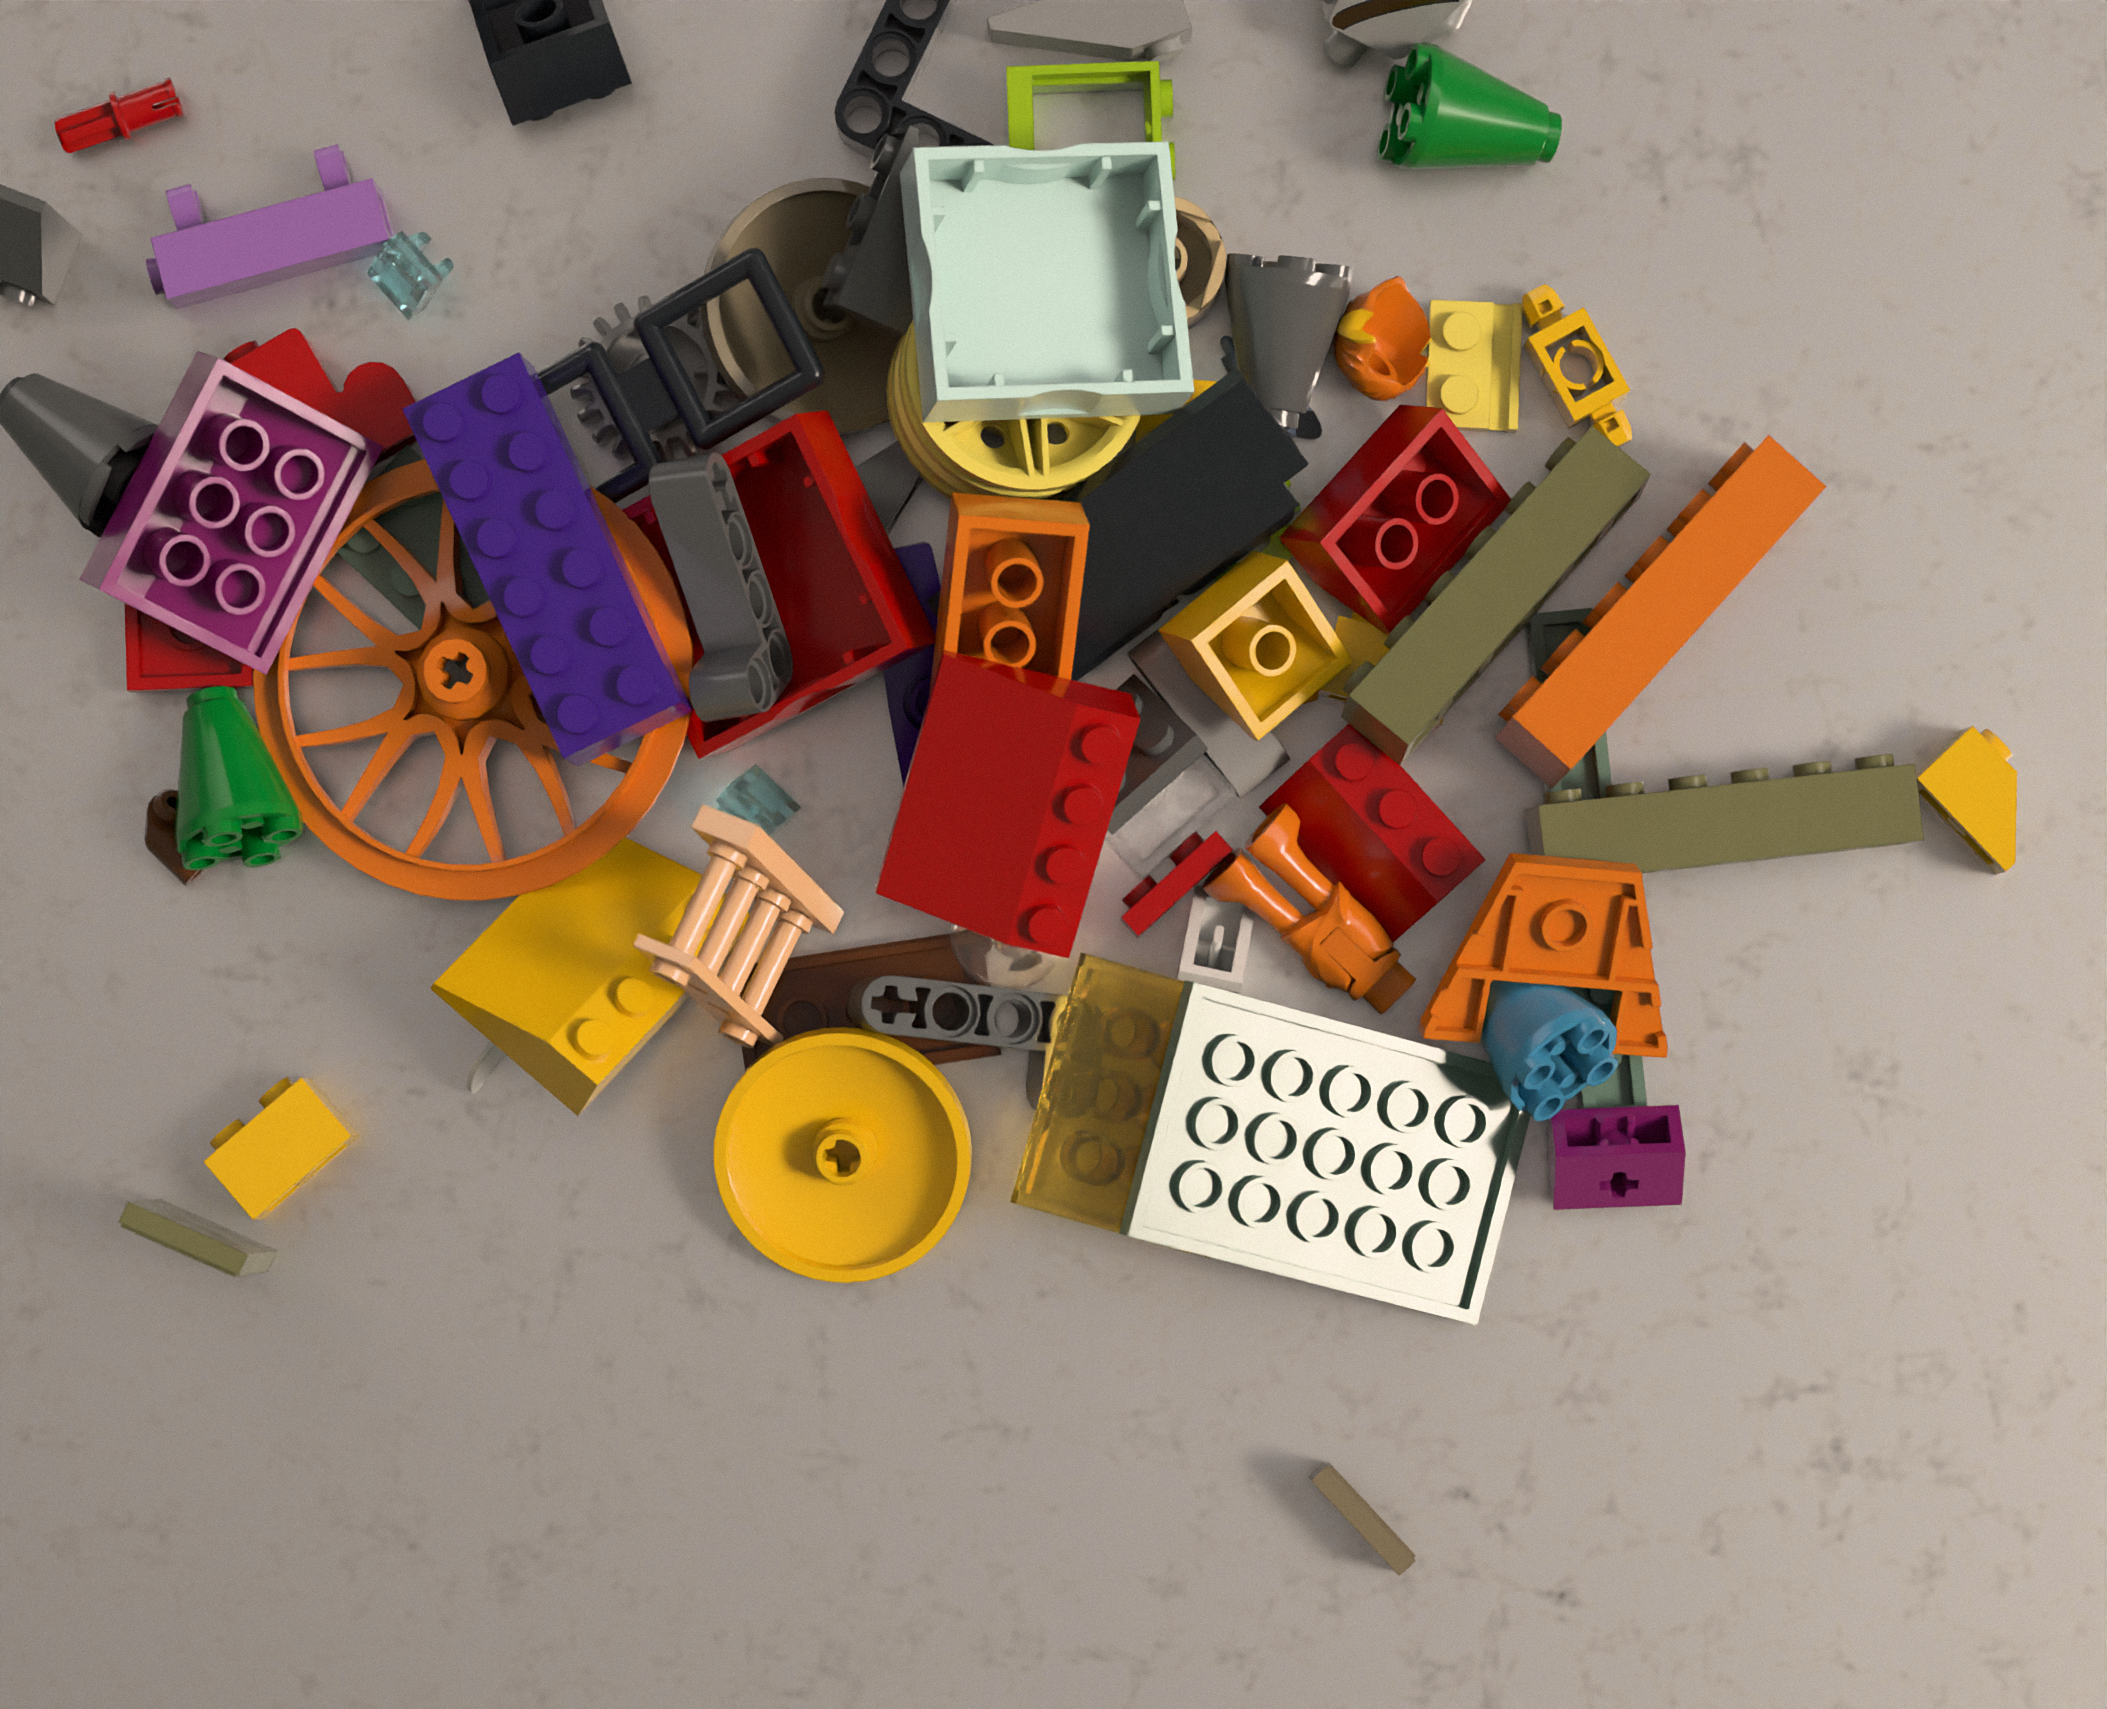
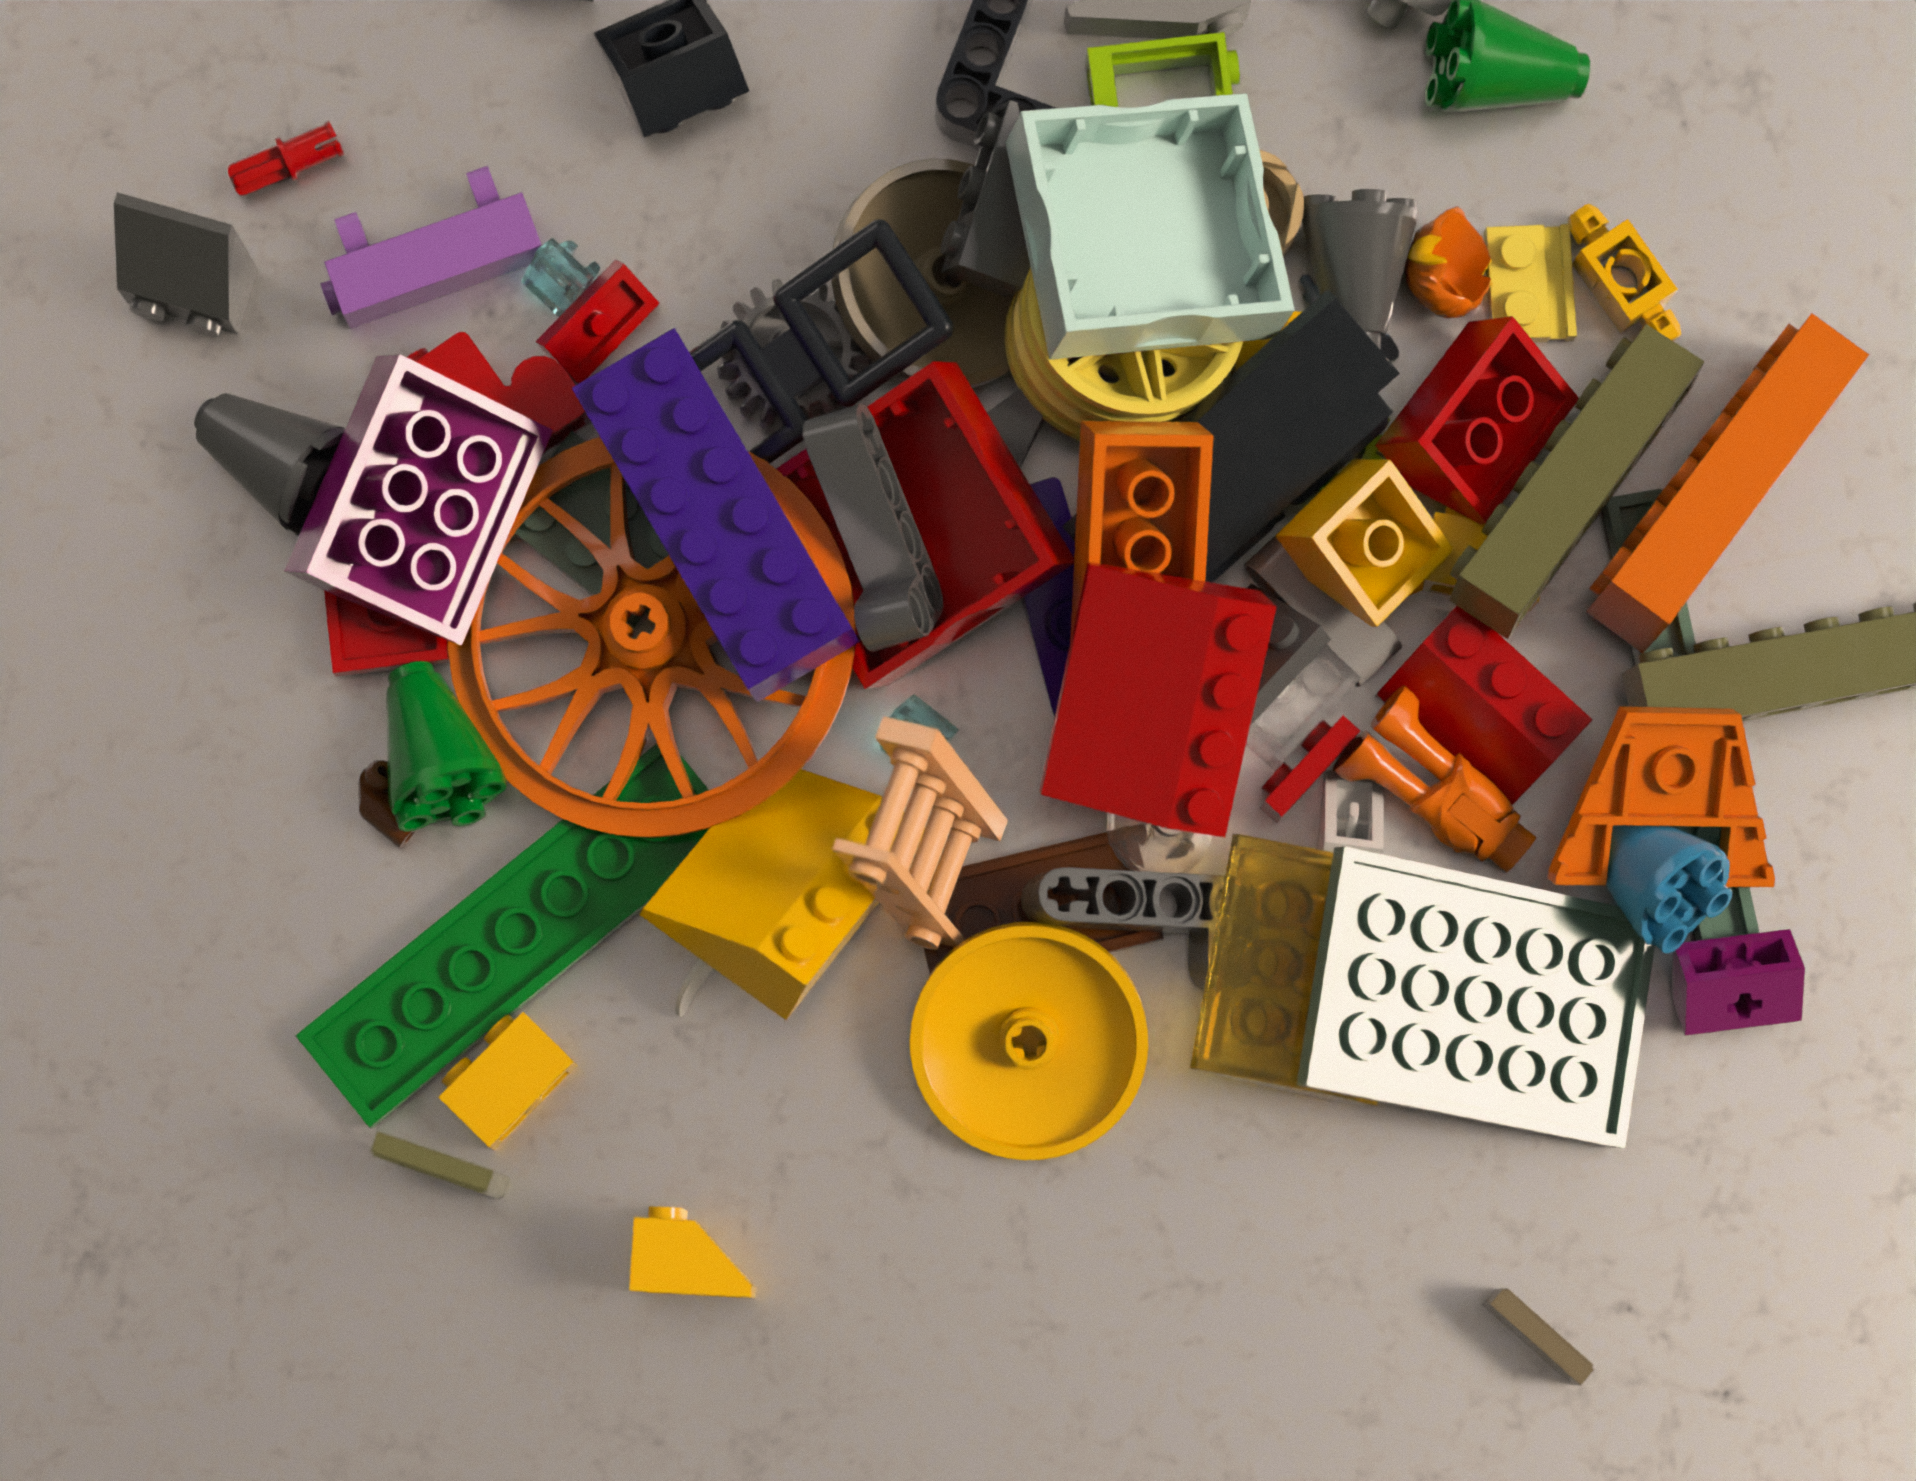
camera: 15 degrees left, 5 degrees down
(278, 1007) = (494, 951): none -> green plate
(445, 326) = (598, 321): none -> red plate
(451, 1358) = (682, 1258): none -> yellow slope

